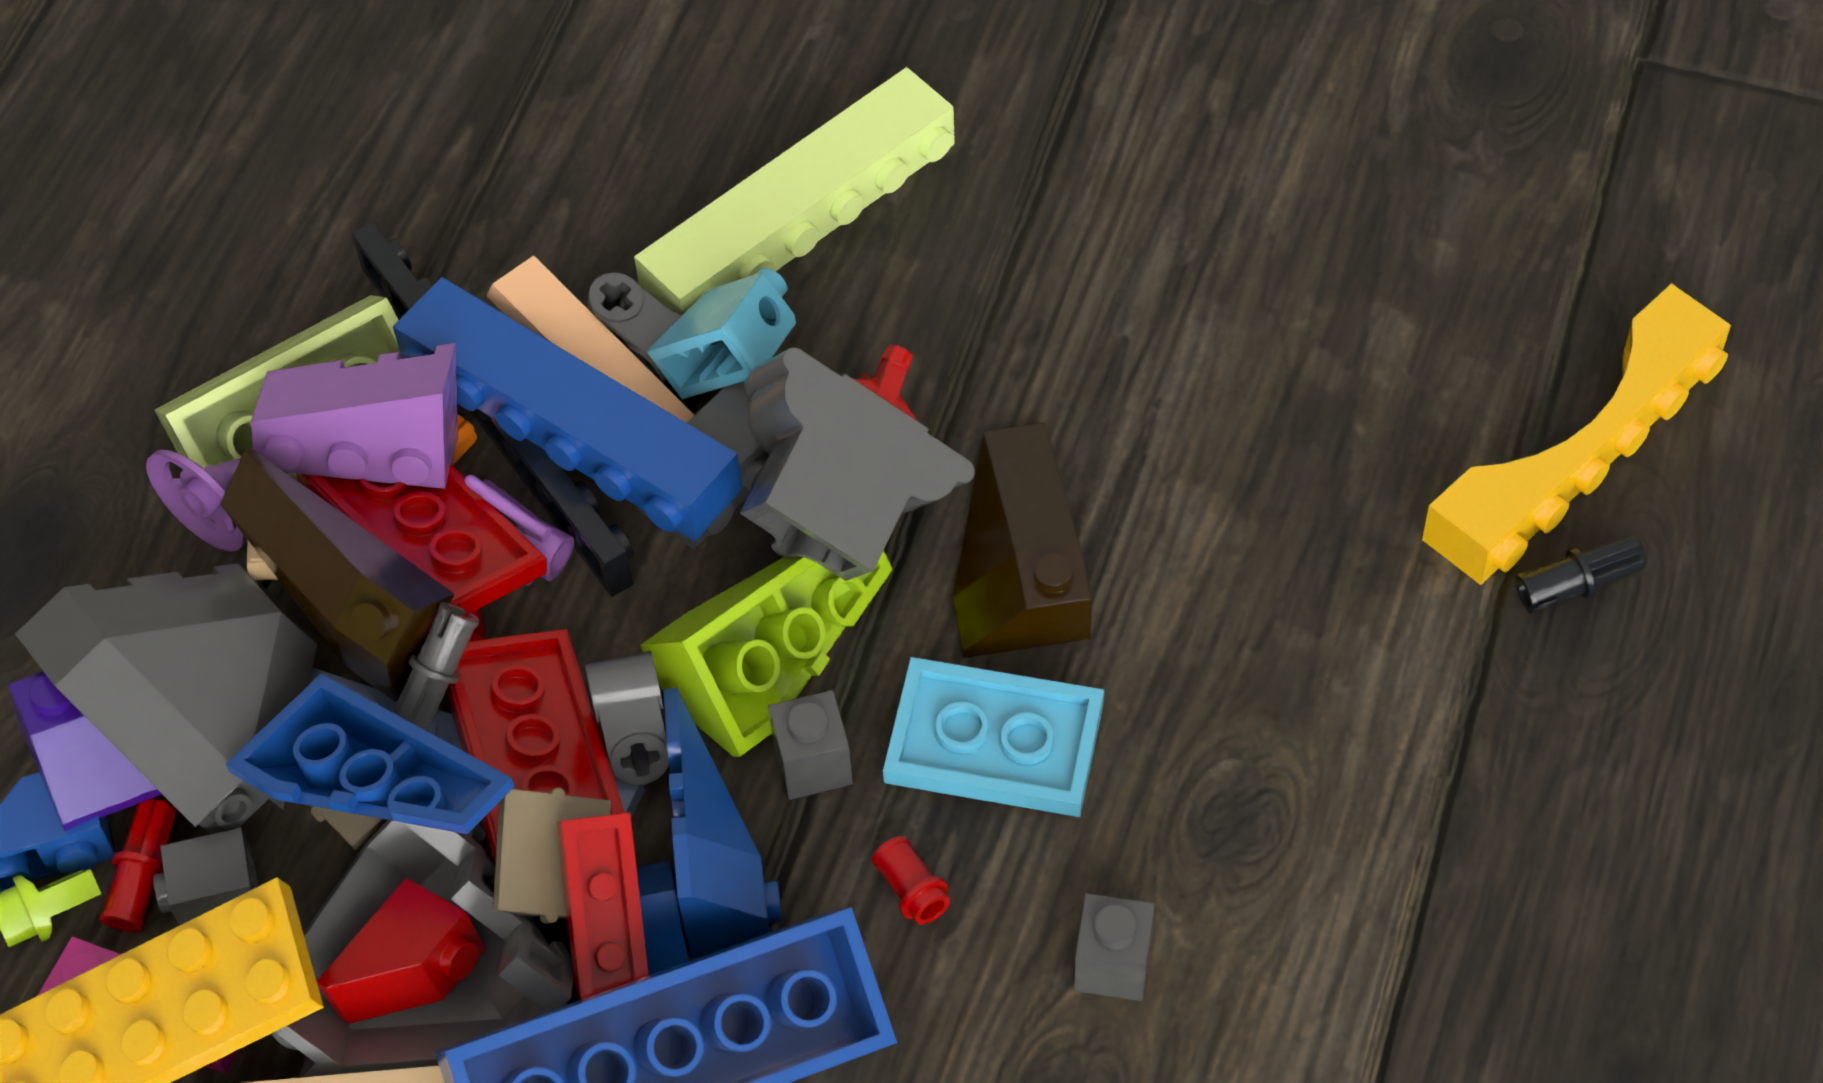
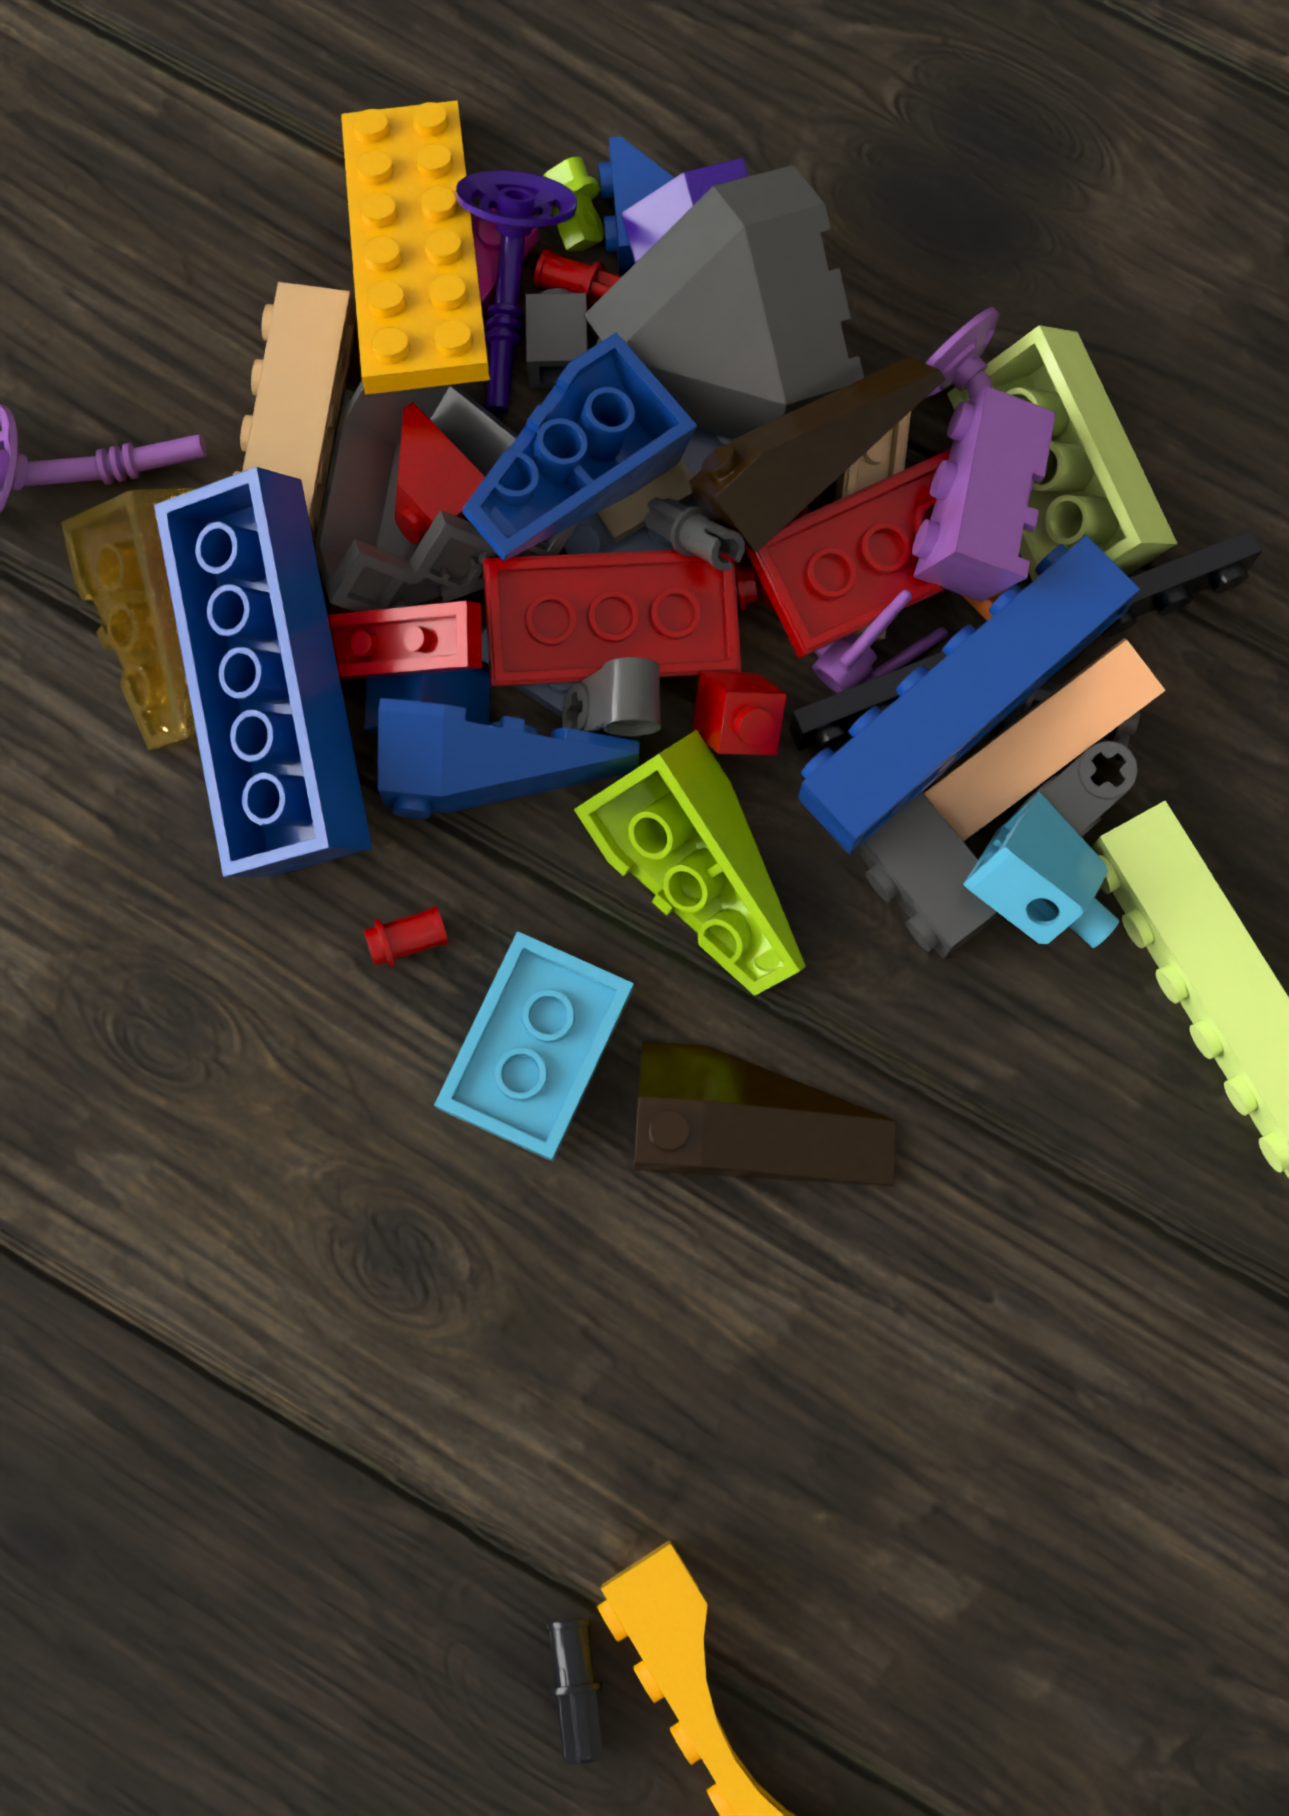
camera: 100 degrees right, 20 degrees up
(64, 935) = (516, 199): none -> dark purple dish
(529, 850) = (477, 577): dark tan piece -> none
(613, 610) = (739, 713): none -> red brick
(810, 744) = (560, 870): dark grey brick -> none
(841, 459) = (827, 943): dark grey piece -> none
(1114, 947) = (280, 1098): dark grey brick -> none

